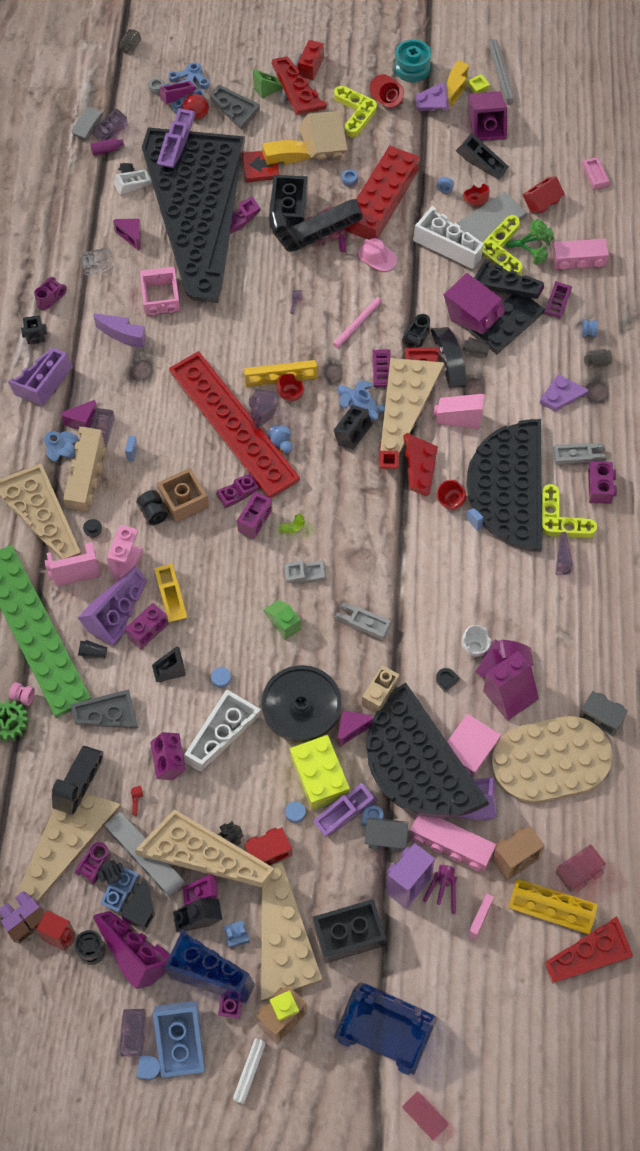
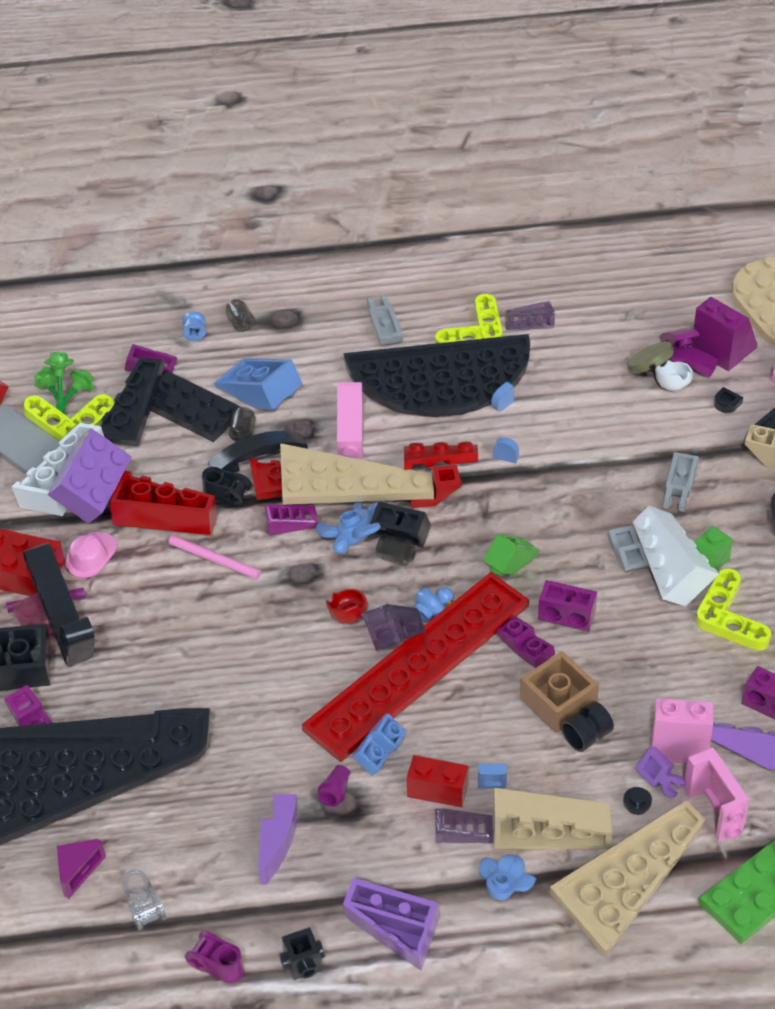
camera: 100 degrees left, 15 degrees down
(80, 416) = (449, 851): magenta slope -> none
(104, 544) = (657, 771): none -> medium lavender plate
(134, 416) = (437, 781): none -> red brick
(149, 364) = (333, 788): none -> magenta cone
(159, 277) = (190, 778): bright pink window -> none
(170, 593) = (711, 682): yellow slope -> none
(173, 391) = (379, 744): none -> medium blue slope
(228, 617) = (723, 617): none -> neon yellow beam
(270, 374) = (318, 626): yellow fence -> none
(285, 588) = (672, 557): none -> white wedge
(294, 527) = (562, 570): clear neon green arm -> none
(296, 296) = (178, 631): clear purple hand -> none
(315, 494) = (509, 554): none -> bright green slope
(331, 424) = (395, 550): none -> clear smoke brick
(405, 287) = (161, 506): none -> red wedge
(418, 511) = (506, 450): none -> medium blue tile
(428, 245) = (89, 475): none -> medium lavender brick
(451, 494) = (477, 419): red hair -> none
(473, 304) = (183, 424): magenta slope -> none
(495, 626) = (654, 354): none -> olive tile
(520, 362) = (261, 381): none -> medium blue slope
(562, 393) = (295, 345): medium lavender wing -> none
(580, 254) = (75, 343): bright pink brick -> none
(599, 482) = (422, 296): magenta brick -> none
(603, 713) = (721, 267): dark grey brick -> none

